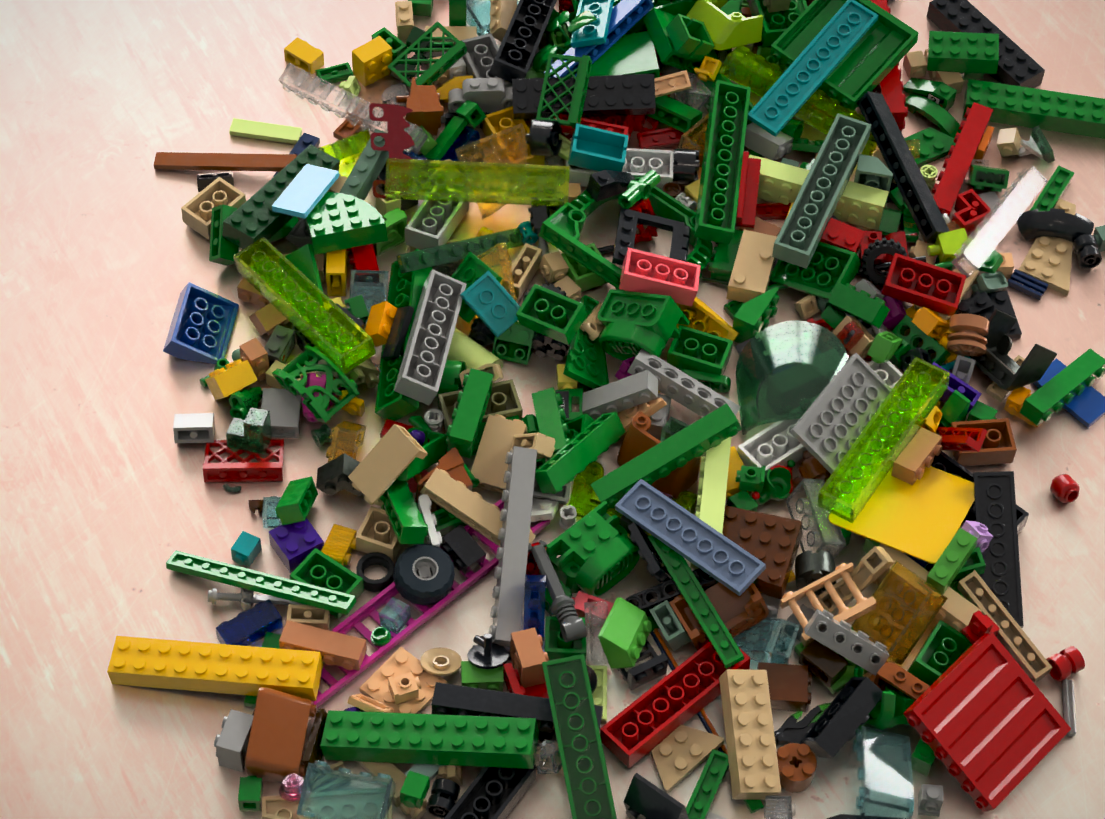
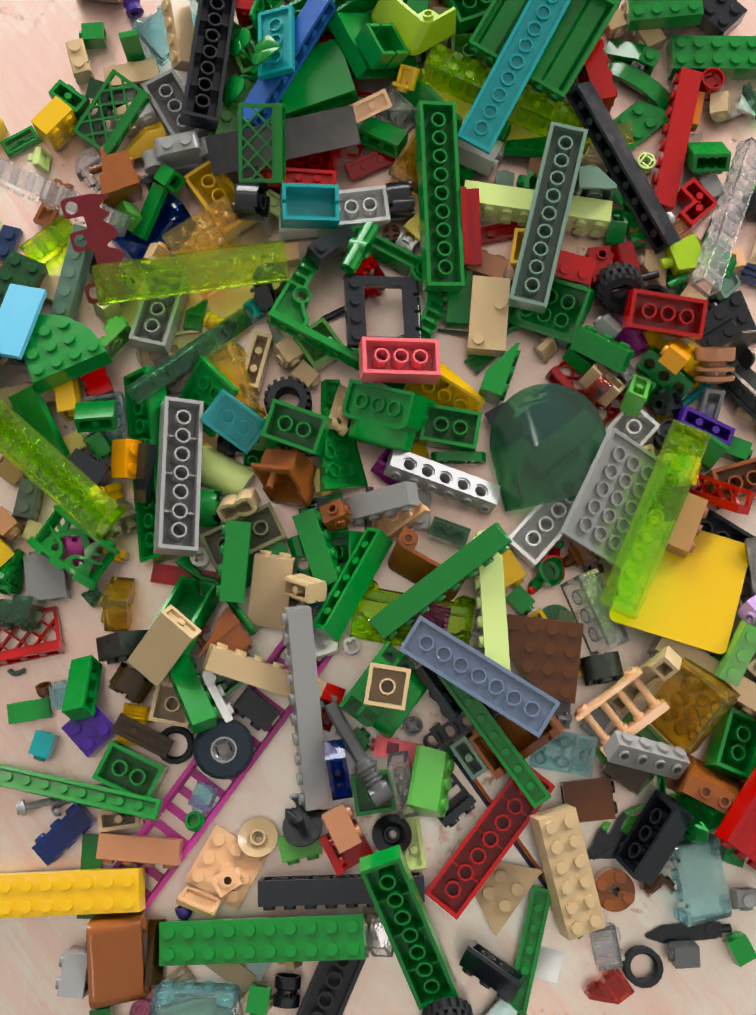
camera: 10 degrees left, 25 degrees up
(237, 519) = (28, 711): none -> green slope
(345, 507) = (130, 682): none -> dark brown brick
(347, 550) = (142, 735): none -> dark brown tile
(361, 281) = (96, 416): none -> green brick
(418, 435) = (187, 590): dark purple hinge -> none
(469, 230) = (195, 317): none -> green tile
(532, 361) = (286, 476): none -> dark orange piece
(574, 399) = (336, 514): none -> dark orange brick
(597, 527) = (387, 686): none -> tan brick
(614, 590) = (412, 725): none -> light grey wheel
(751, 478) = (517, 579): green brick -> none
(841, 772) = (659, 882): none -> reddish brown bracket
(1001, 119) = (711, 81): none -> red wheel

